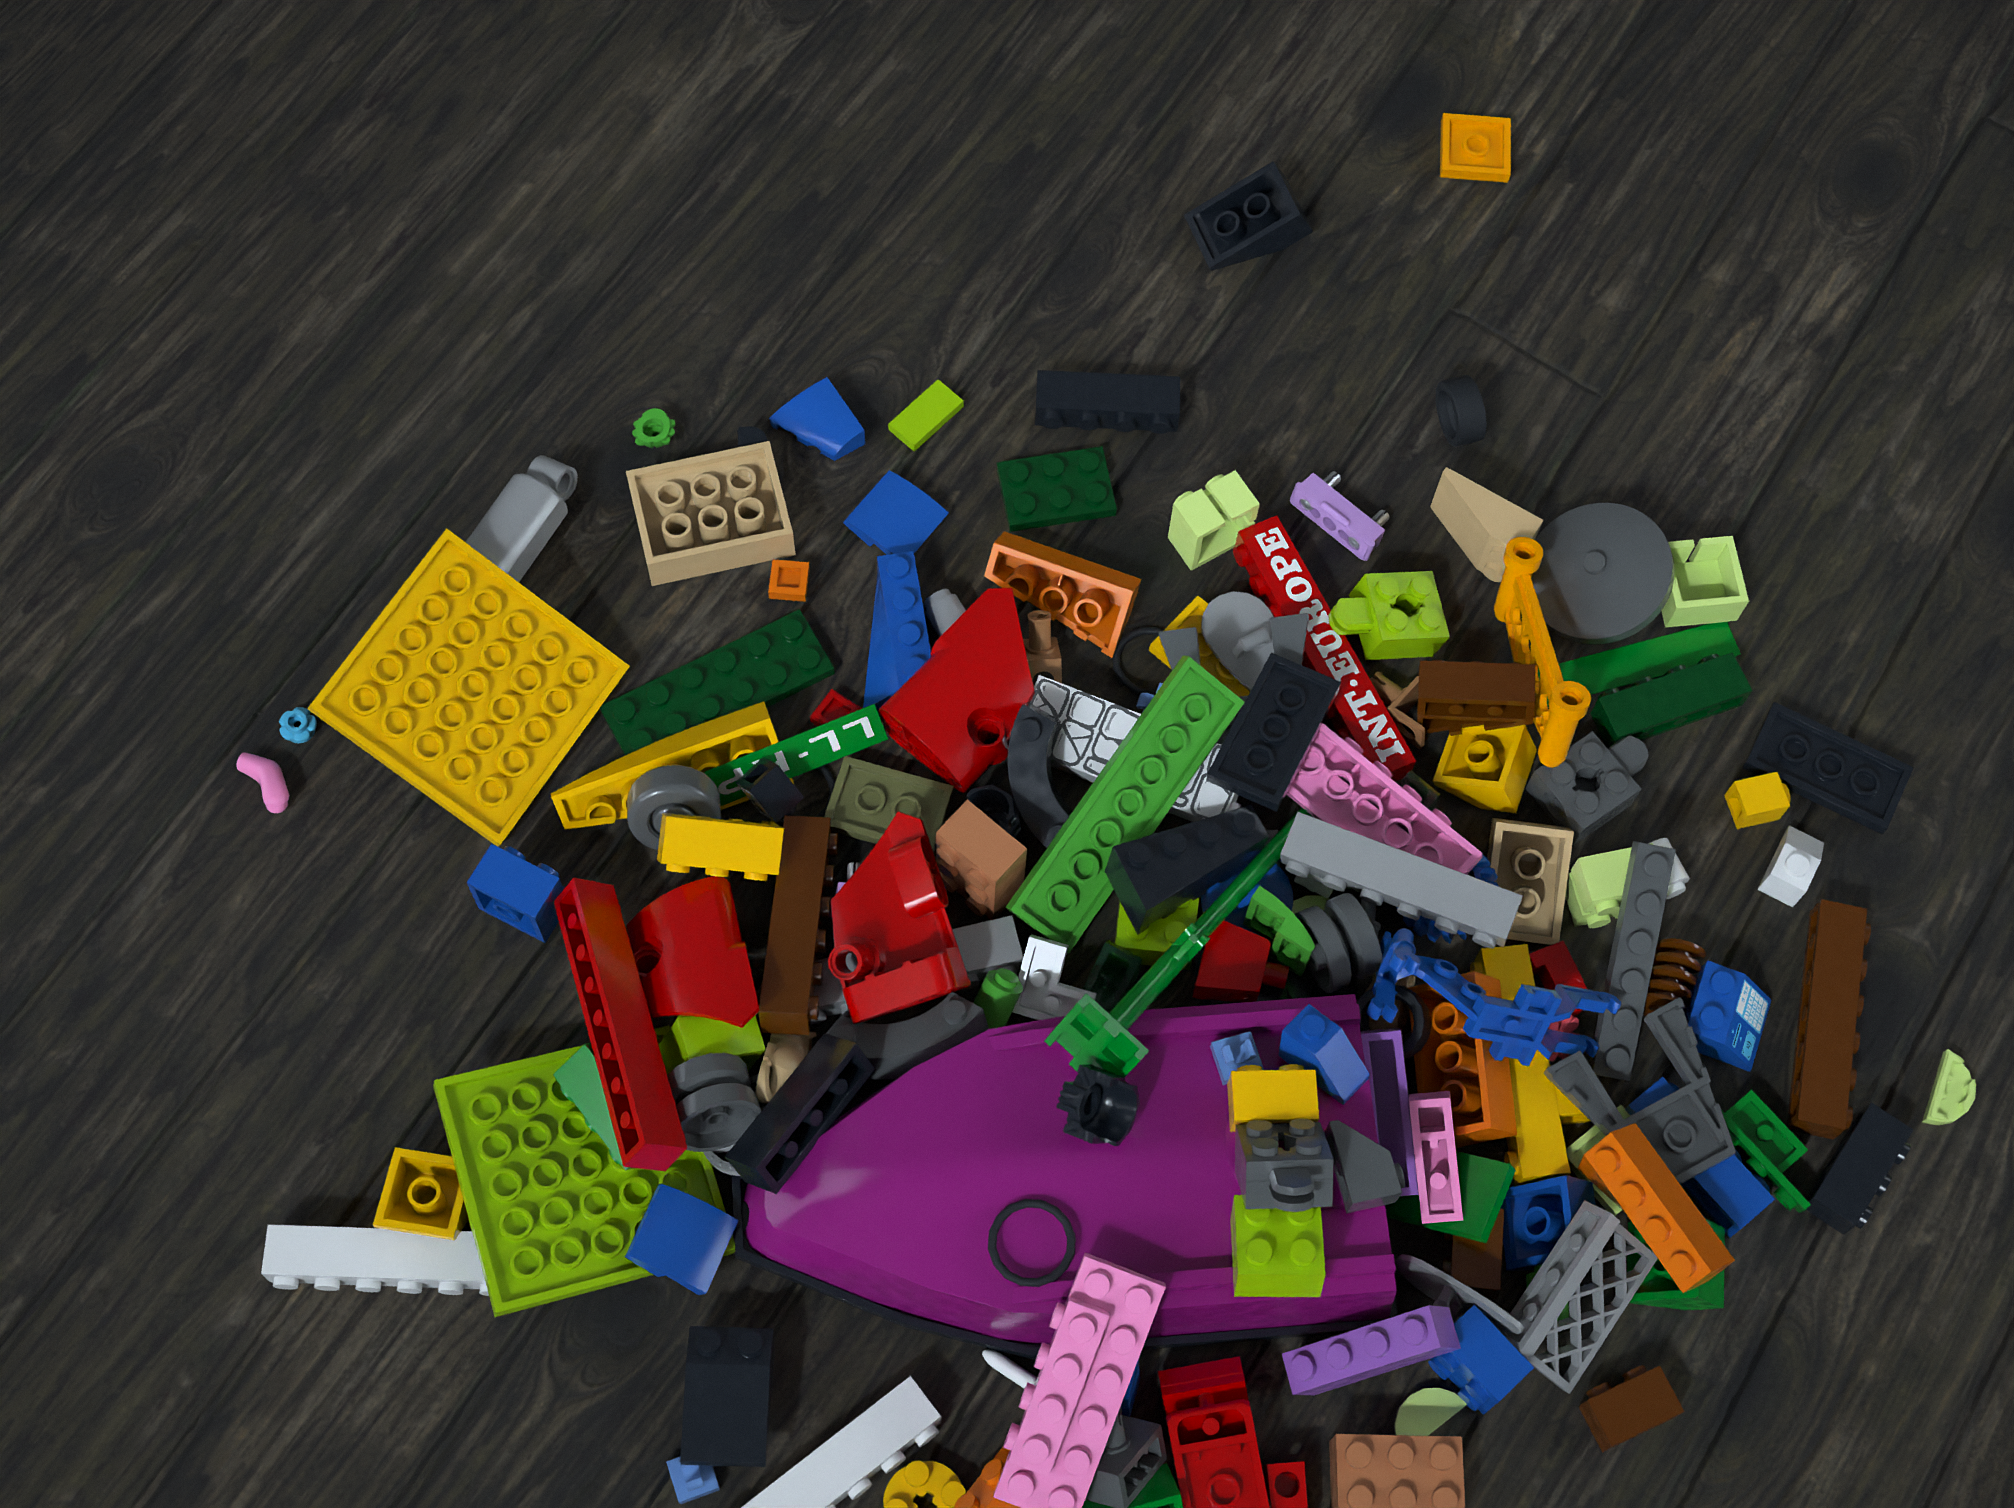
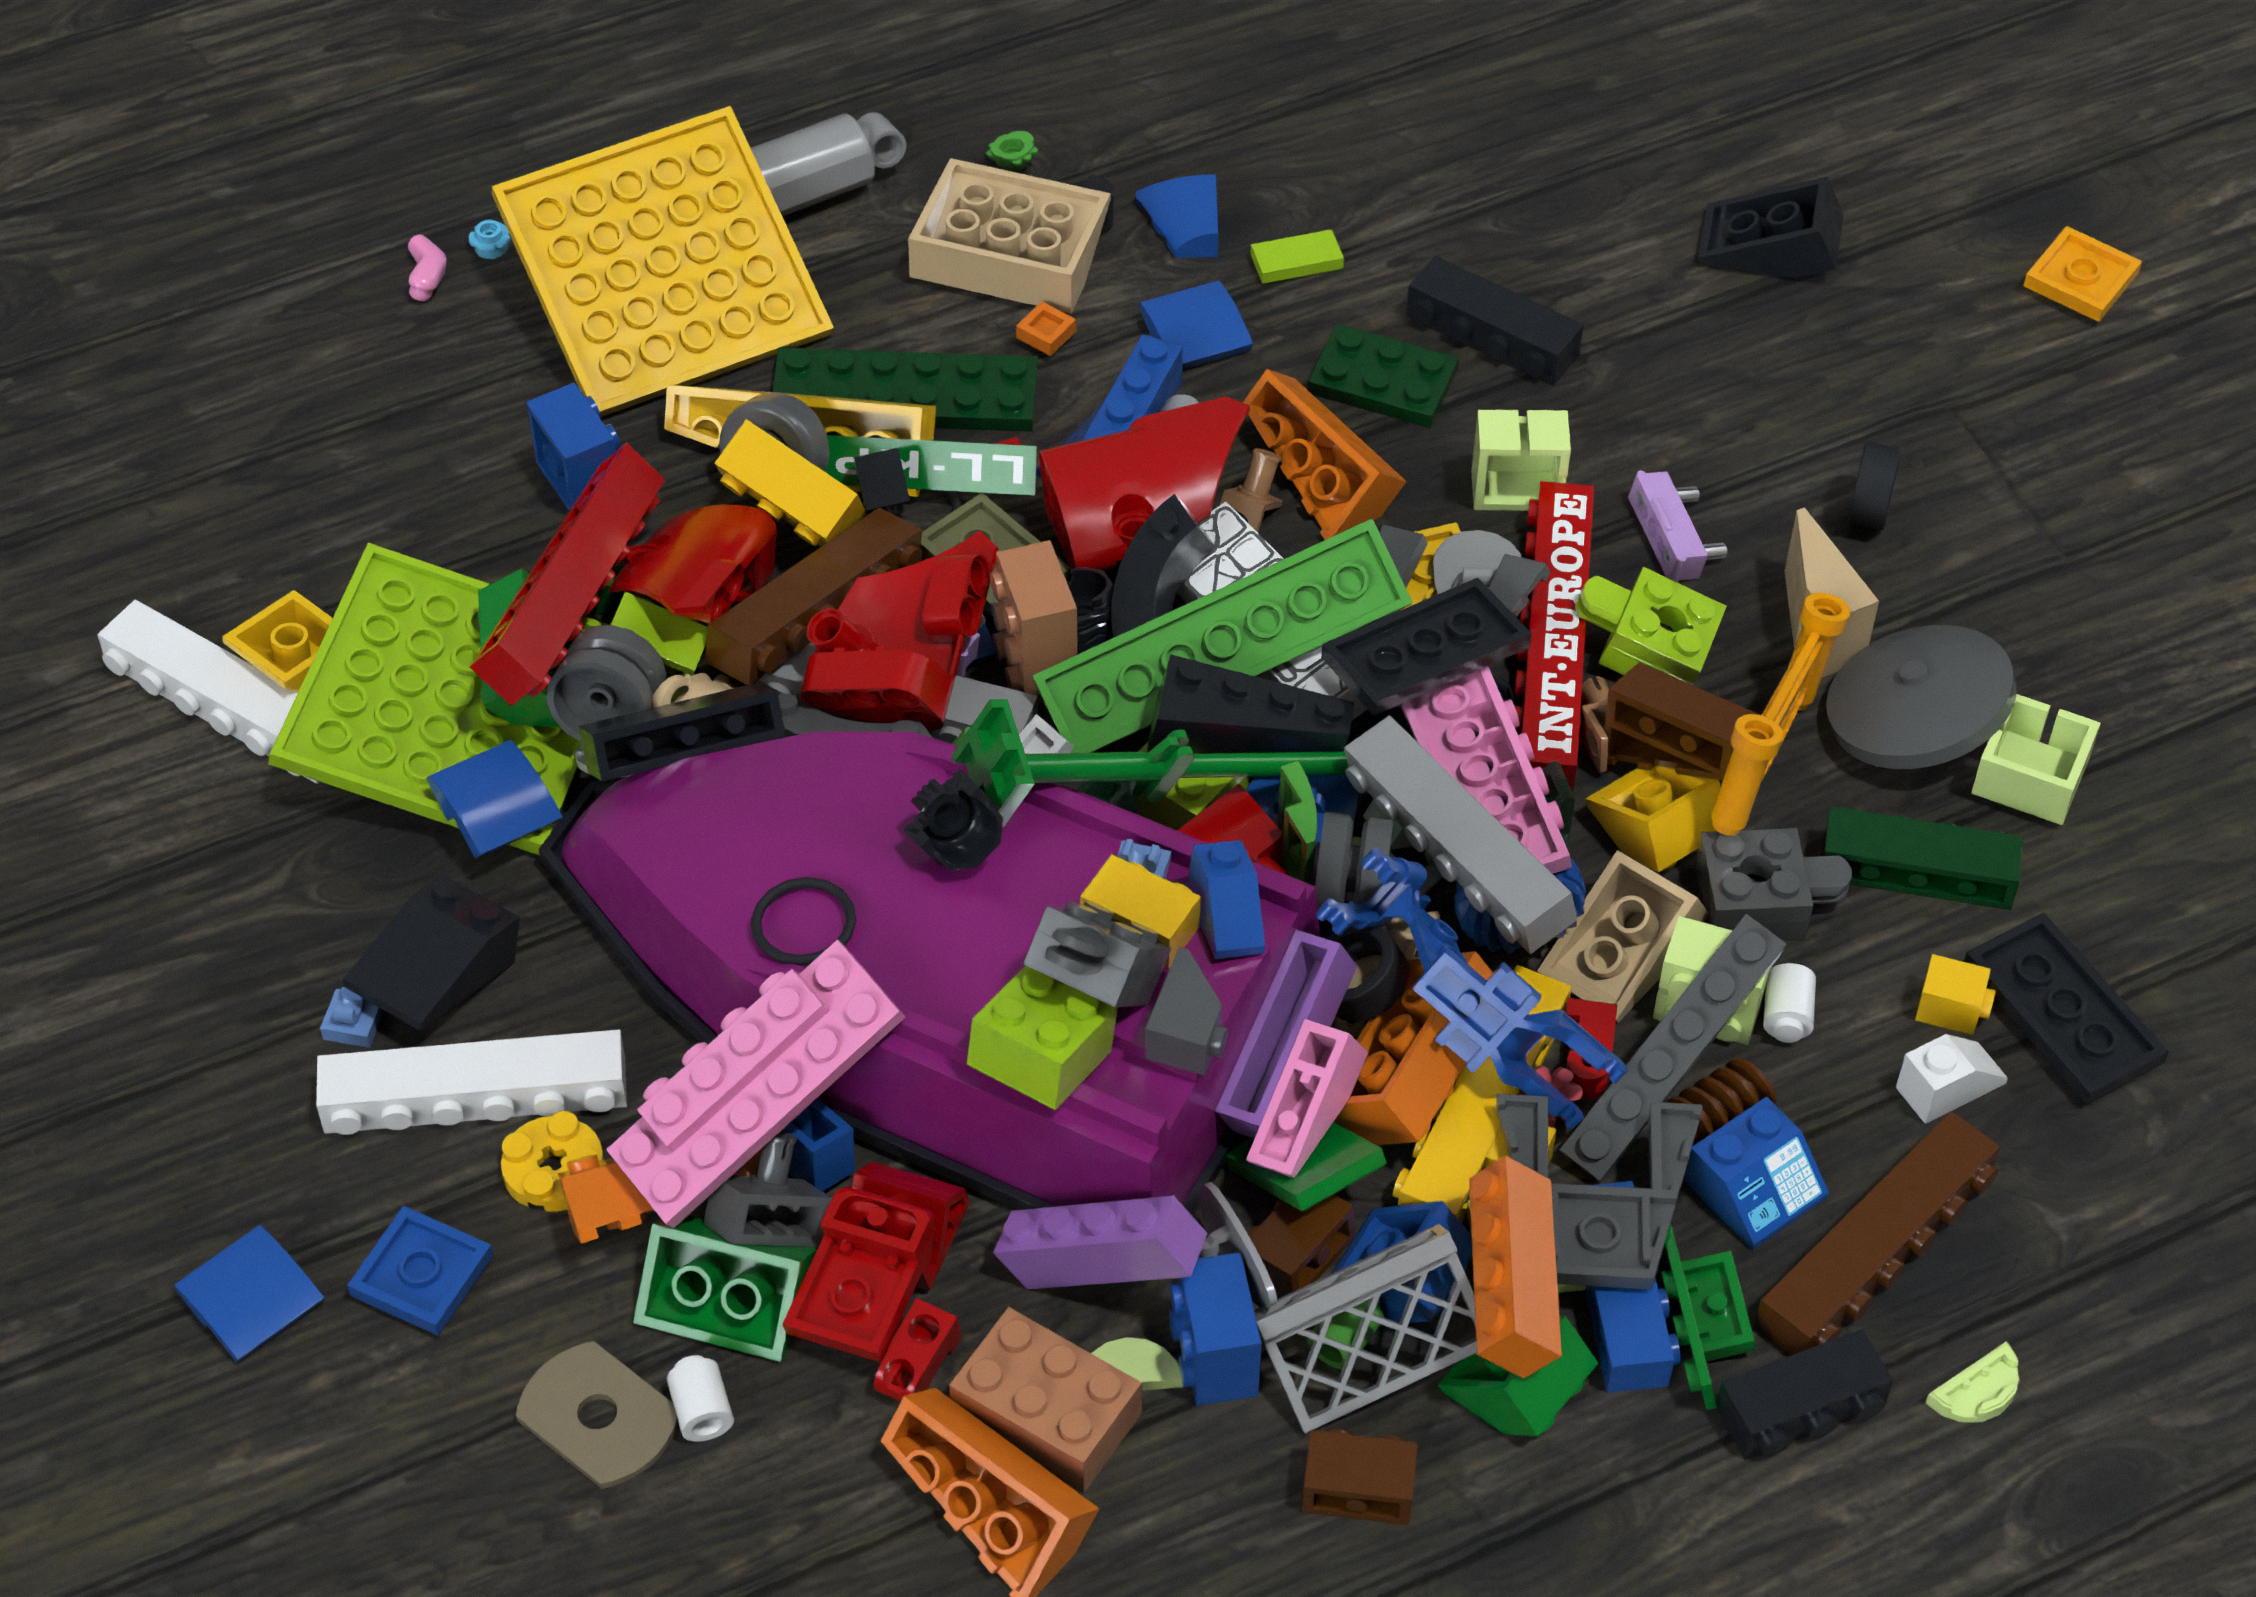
camera: 35 degrees right, 15 degrees down
(1649, 657) = (1818, 791): green sticker -> none

